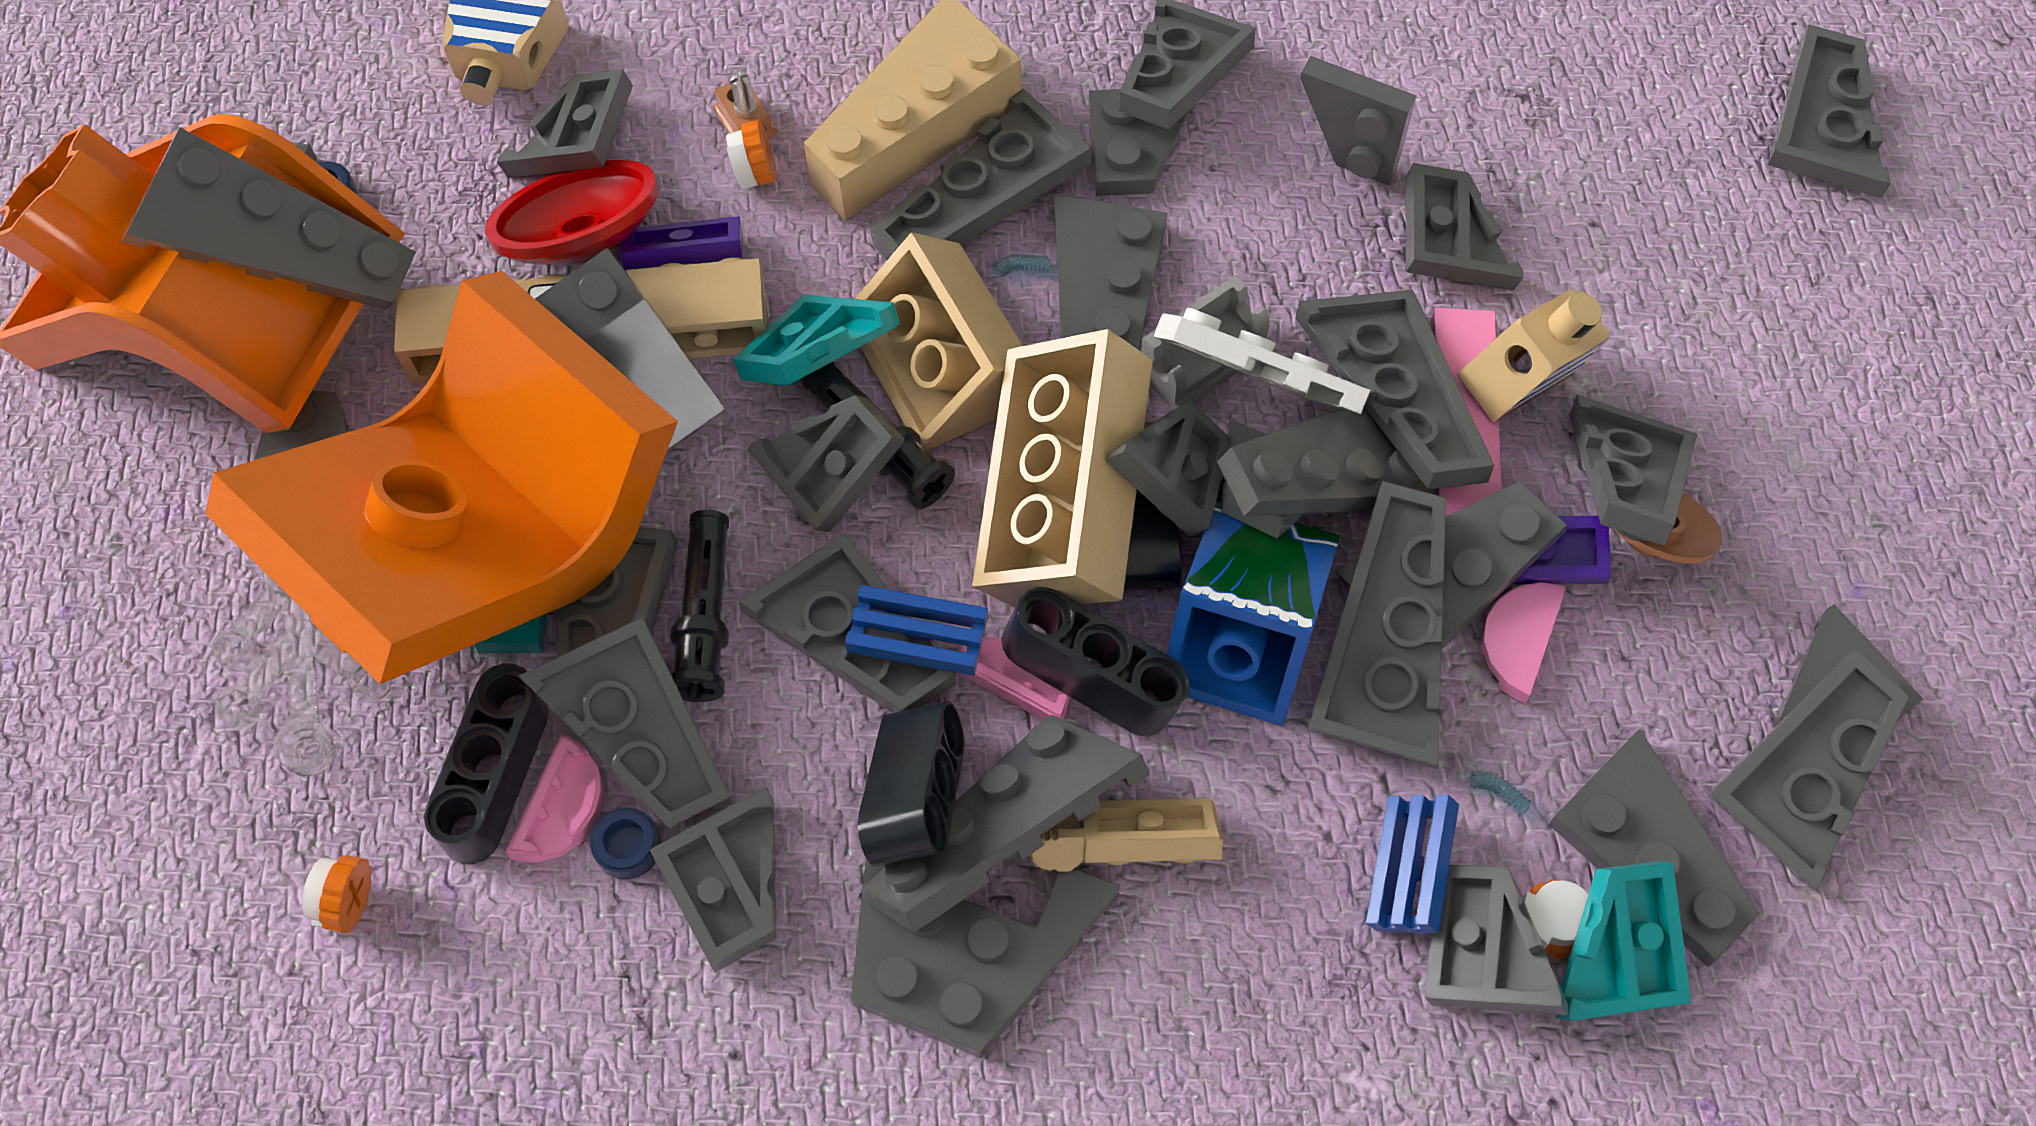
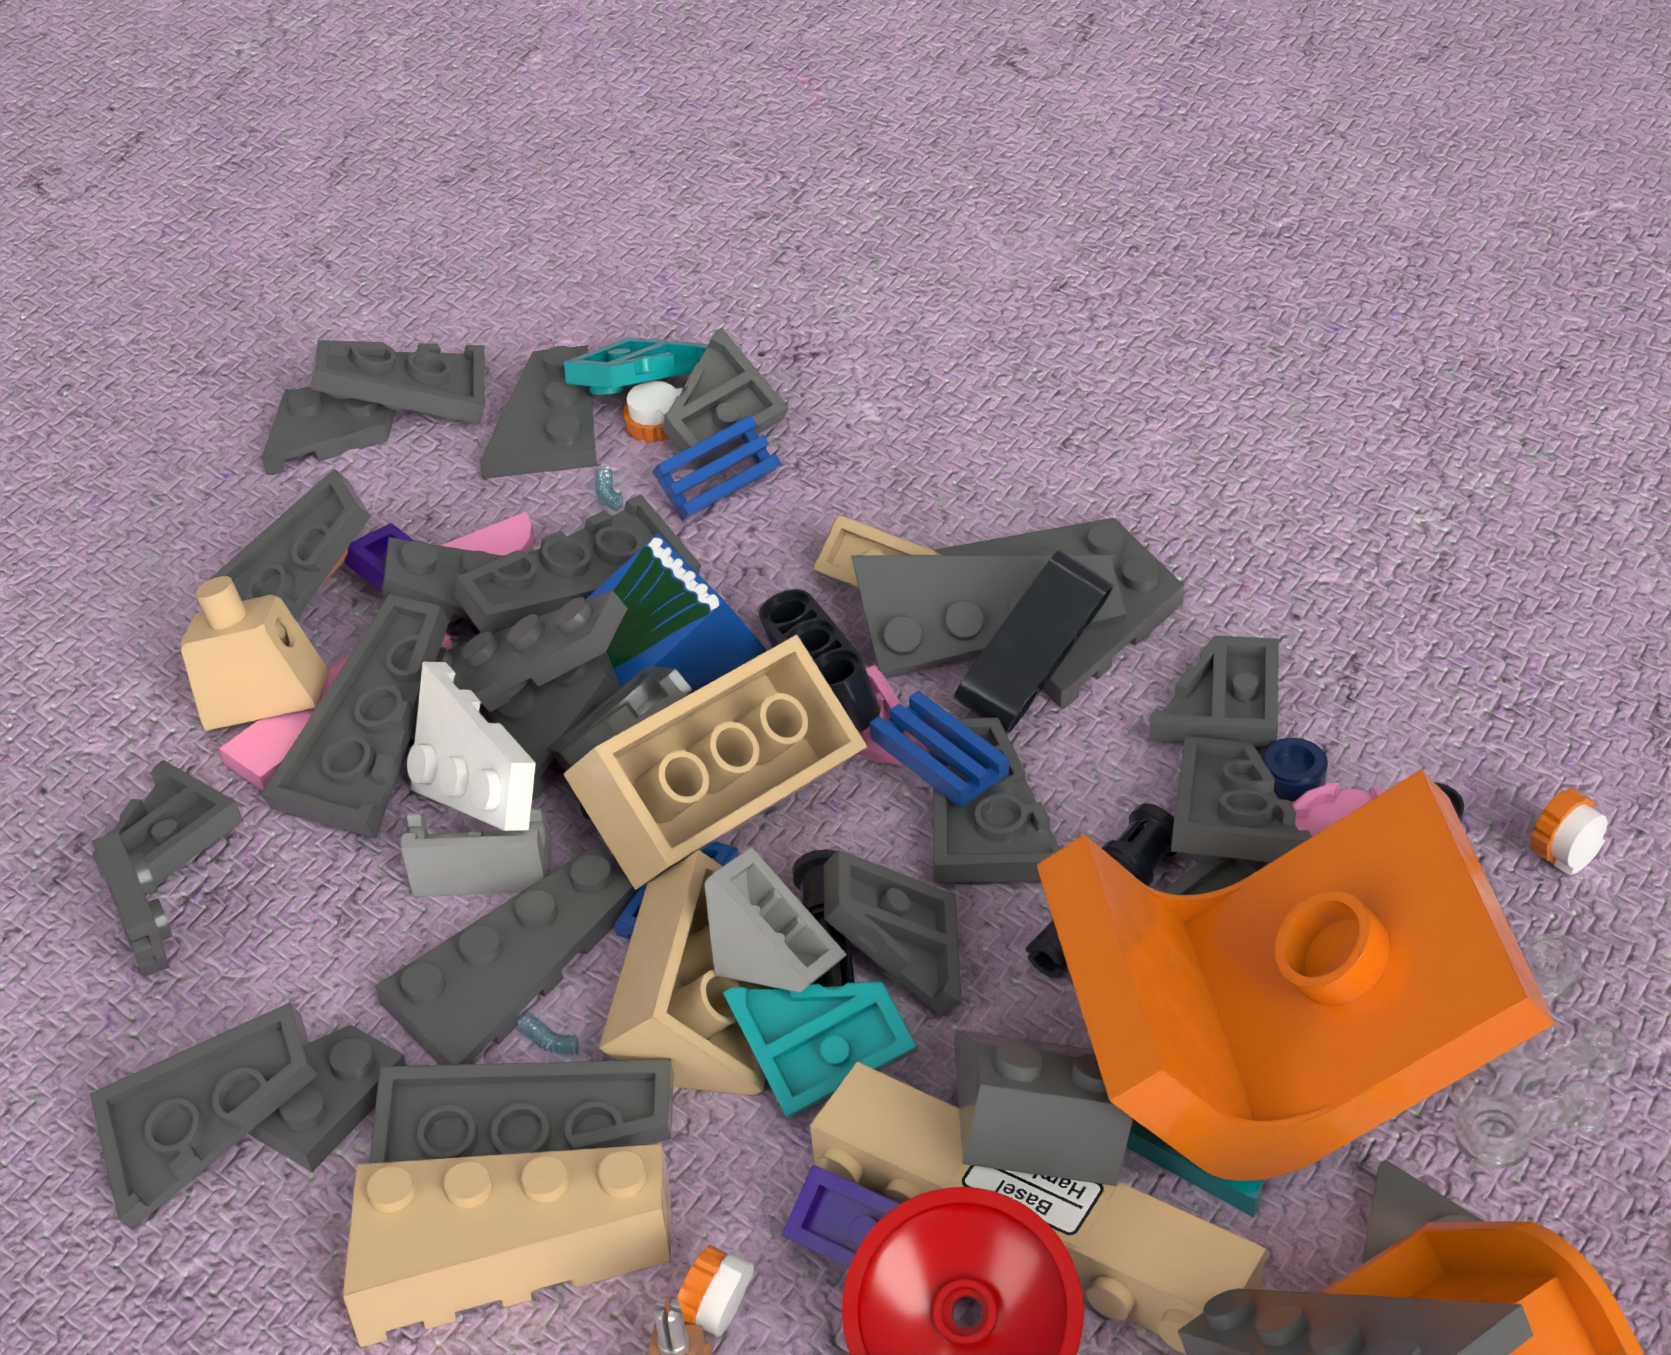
camera: 140 degrees left, 20 degrees down
(888, 357) = (763, 929): none -> light grey slope

